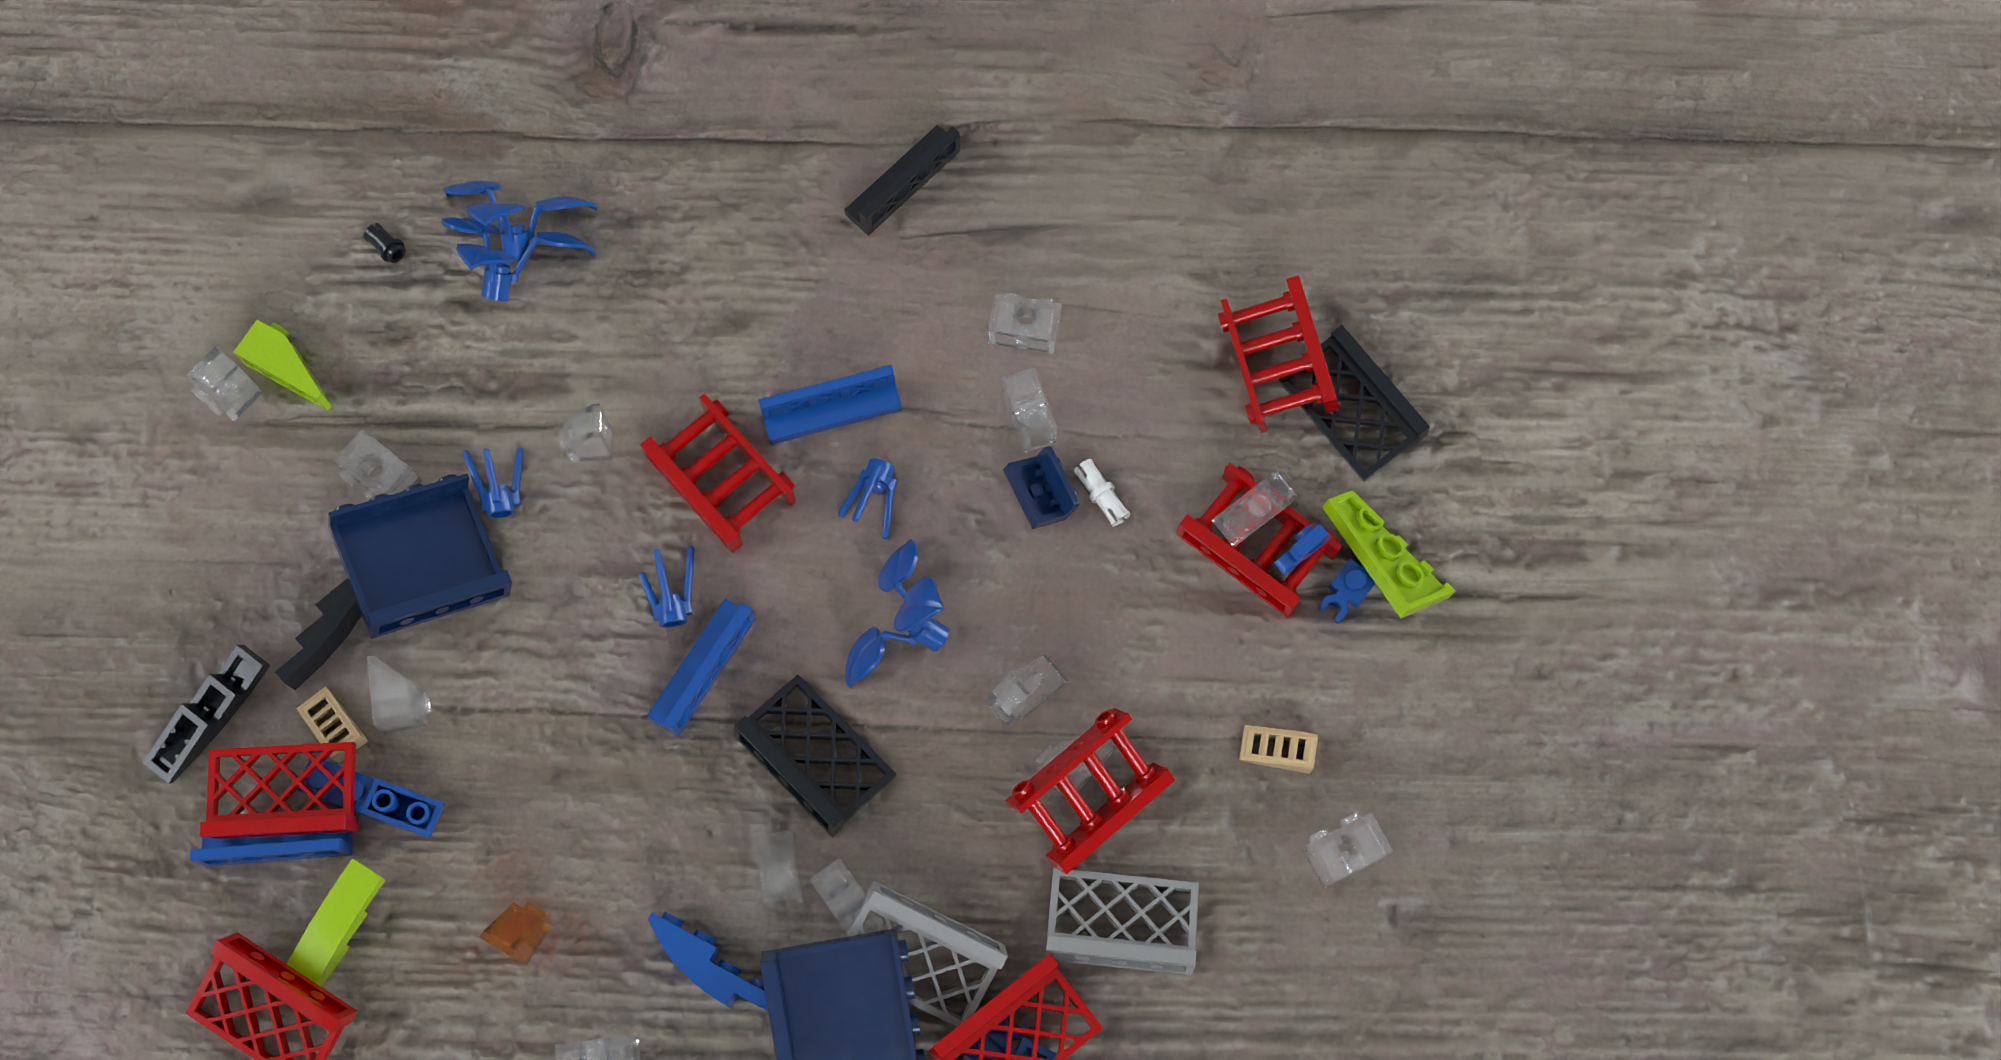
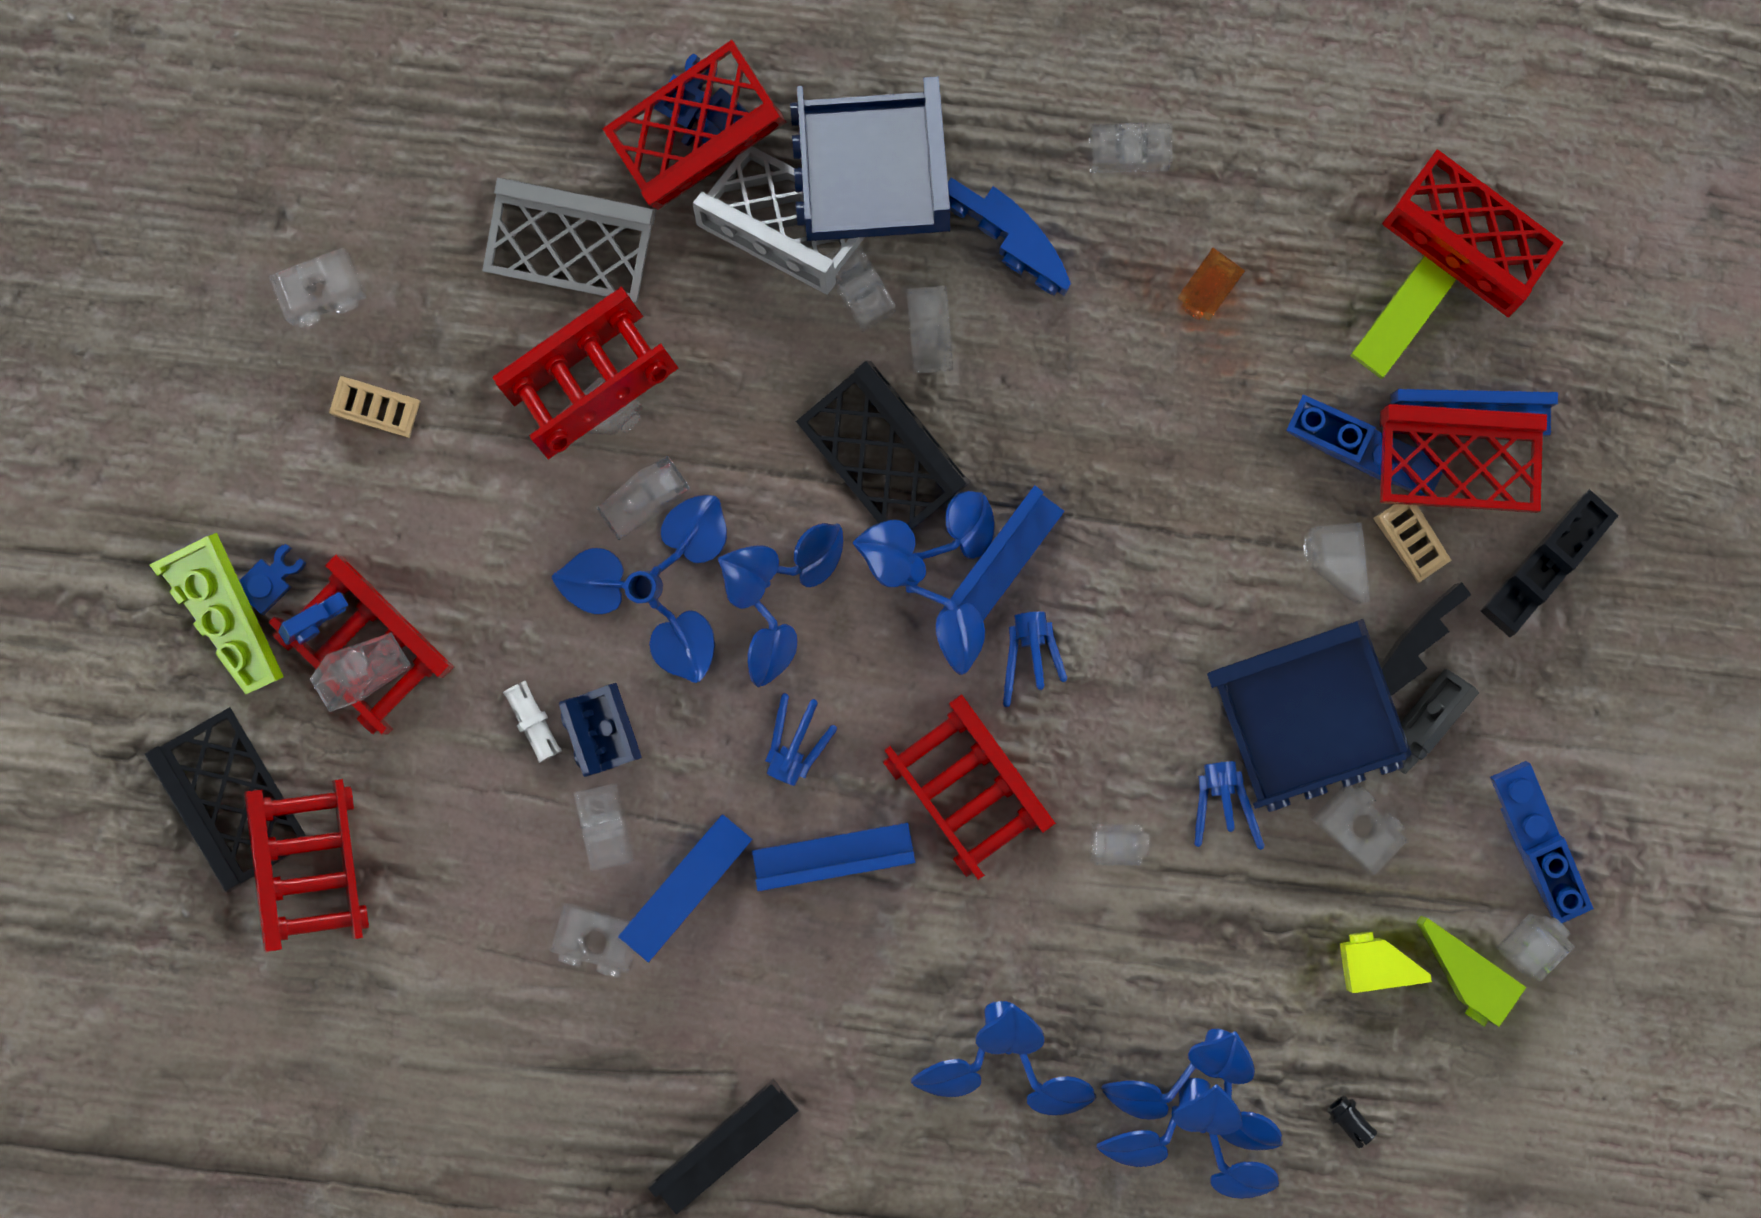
camera: 170 degrees left, 15 degrees up
(219, 472) = (1540, 843): none -> blue slope
(309, 573) = (1435, 715): none -> dark grey hinge
(362, 362) = (1377, 965): none -> neon yellow slope
(677, 280) = (1007, 1031): none -> blue plant
(791, 646) = (889, 555): none -> blue plant
(953, 367) = (685, 888): none -> blue slope
(980, 569) = (594, 583): none -> blue plant

